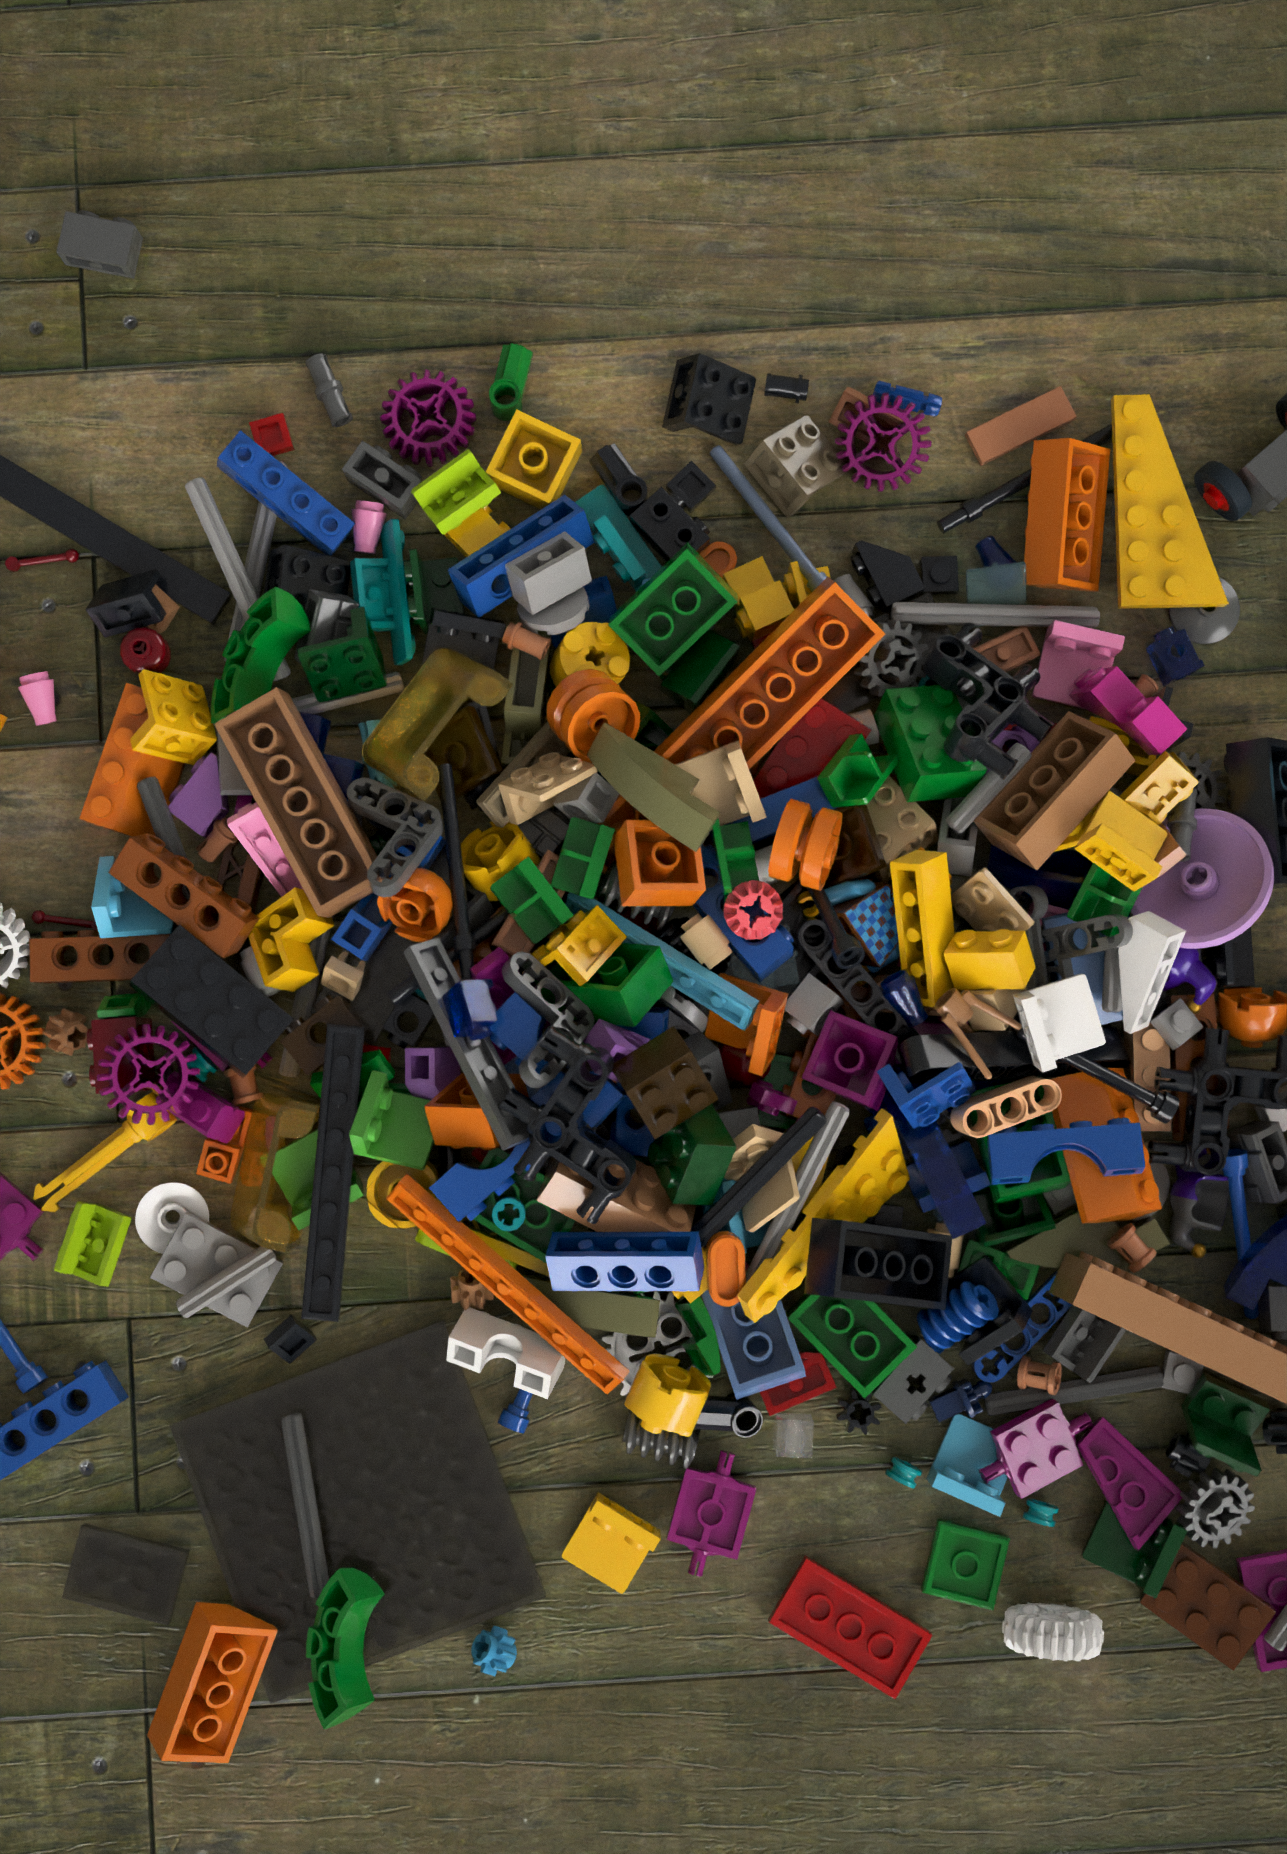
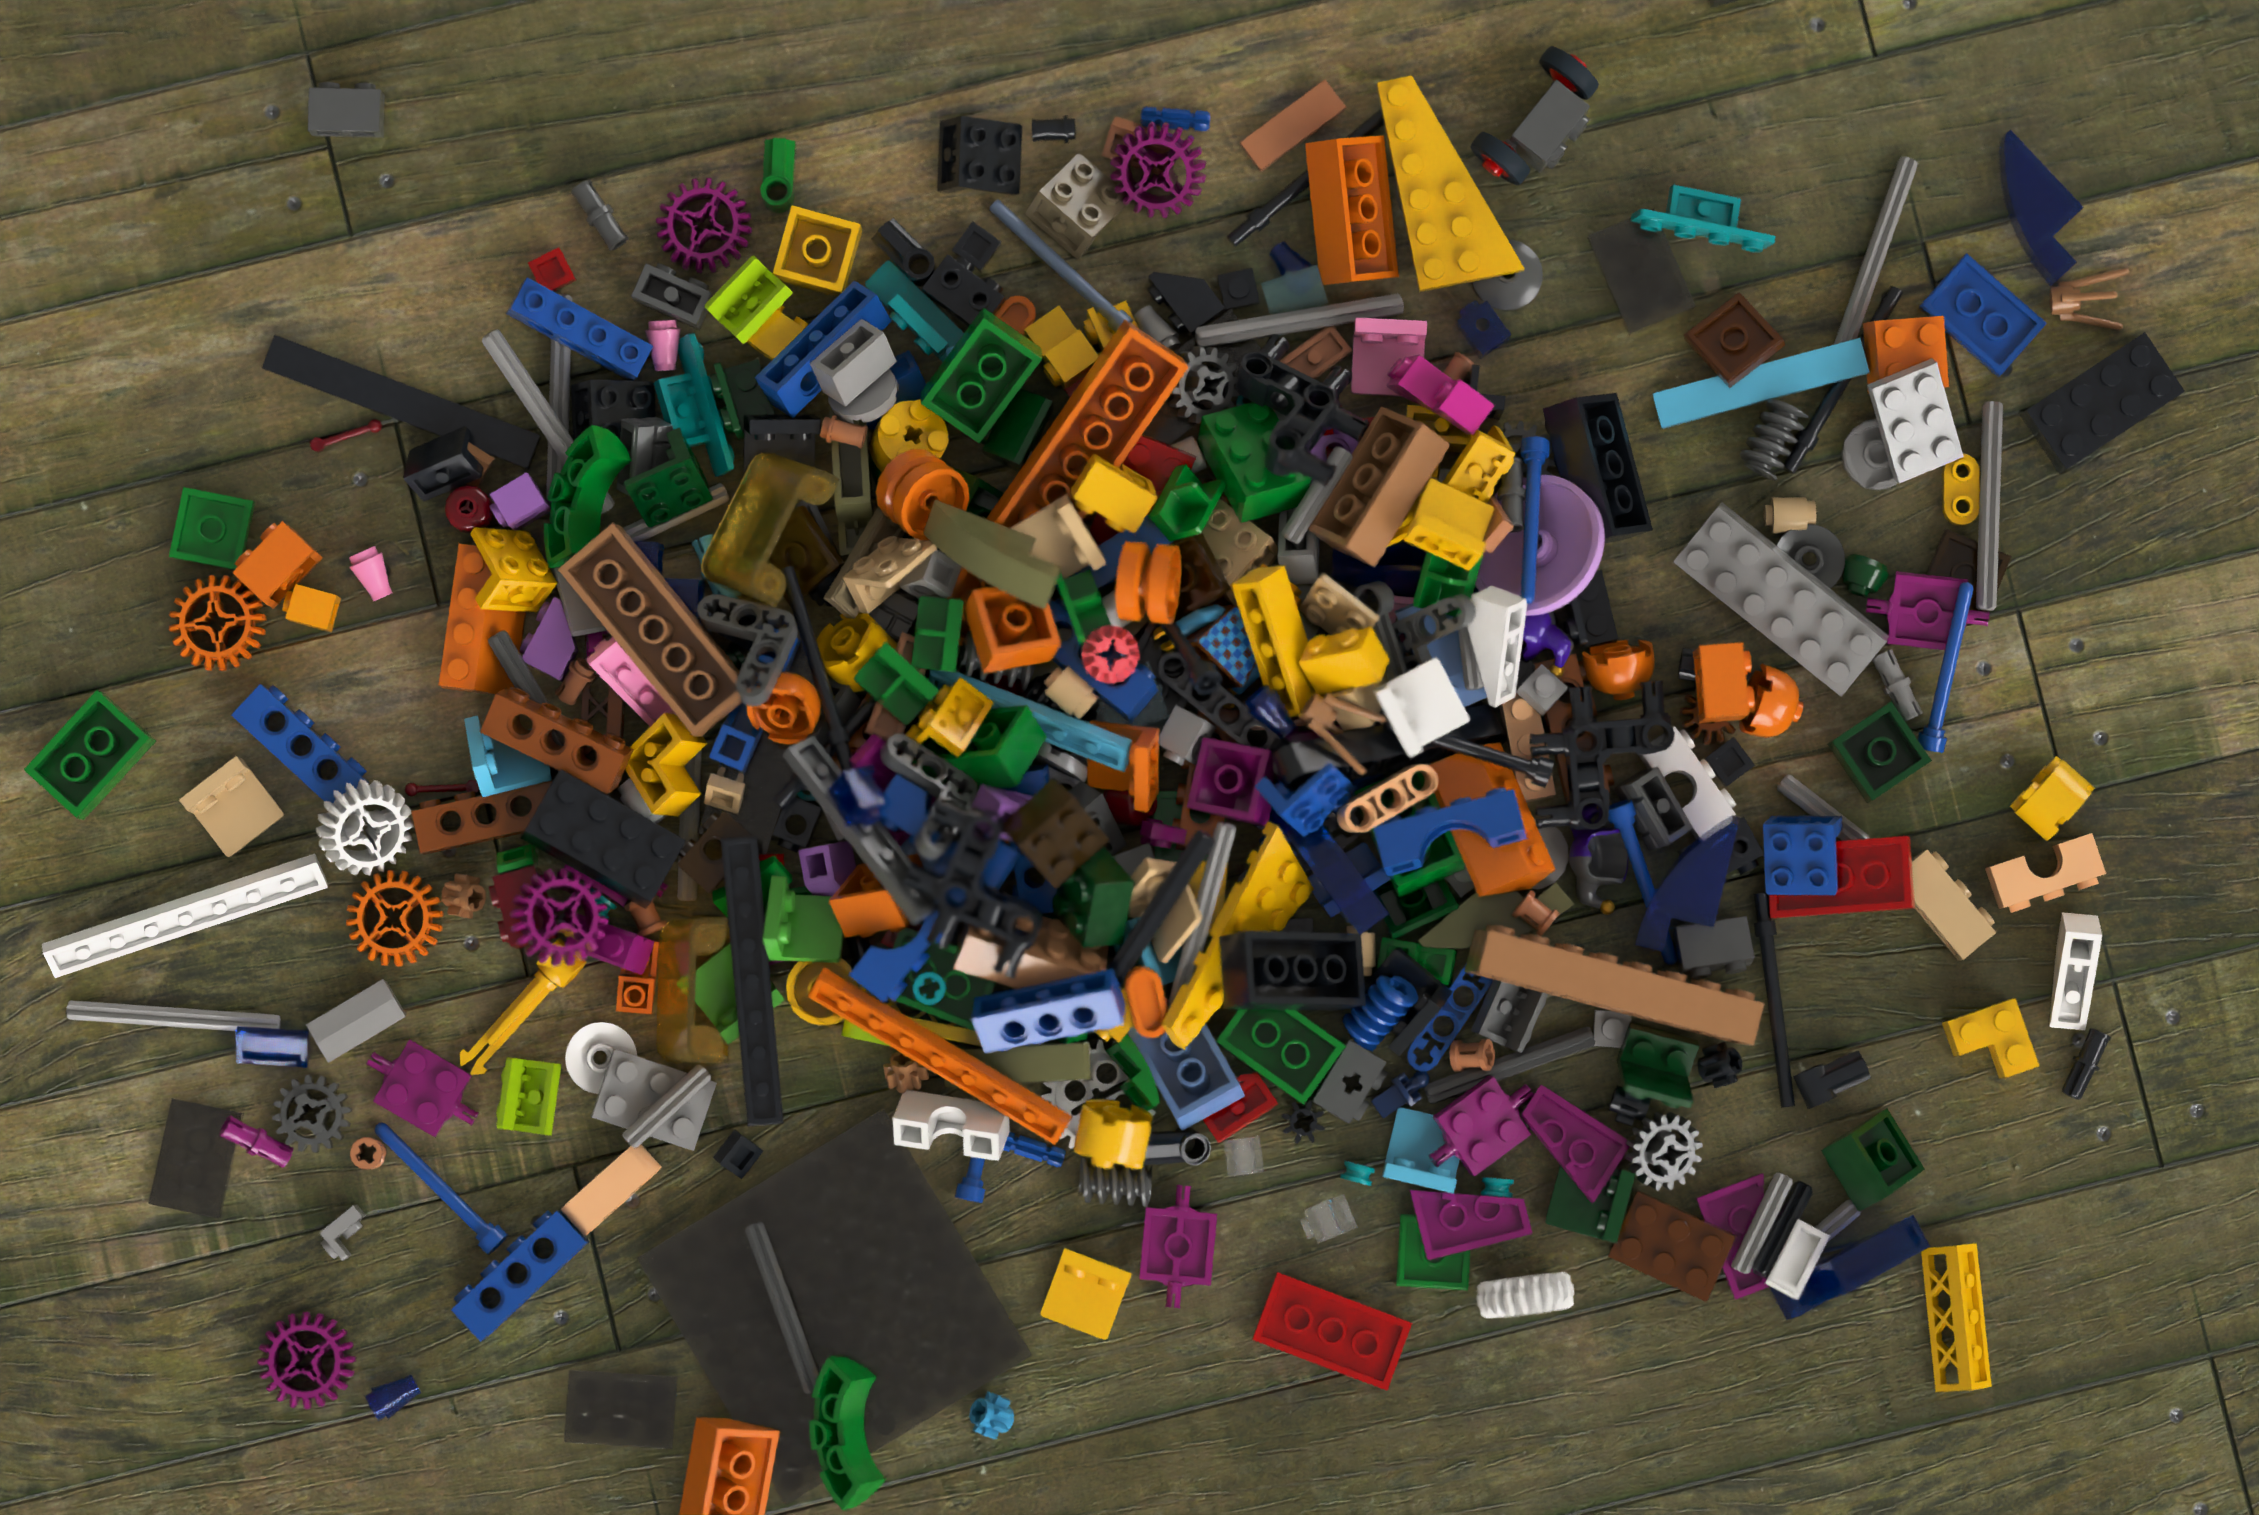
camera: 10 degrees left, 0 degrees up
(157, 1351) = (610, 1189): none -> light nougat beam
(193, 653) = (519, 503): none -> medium lavender brick
(586, 1389) = (1035, 1150): none -> blue axle
(787, 748) = (1114, 493): none -> yellow brick
(866, 1513) = (1328, 1219): none -> clear brick
(1006, 1544) = (1466, 1222): none -> magenta wing
(1210, 786) = (1534, 452): none -> blue piece

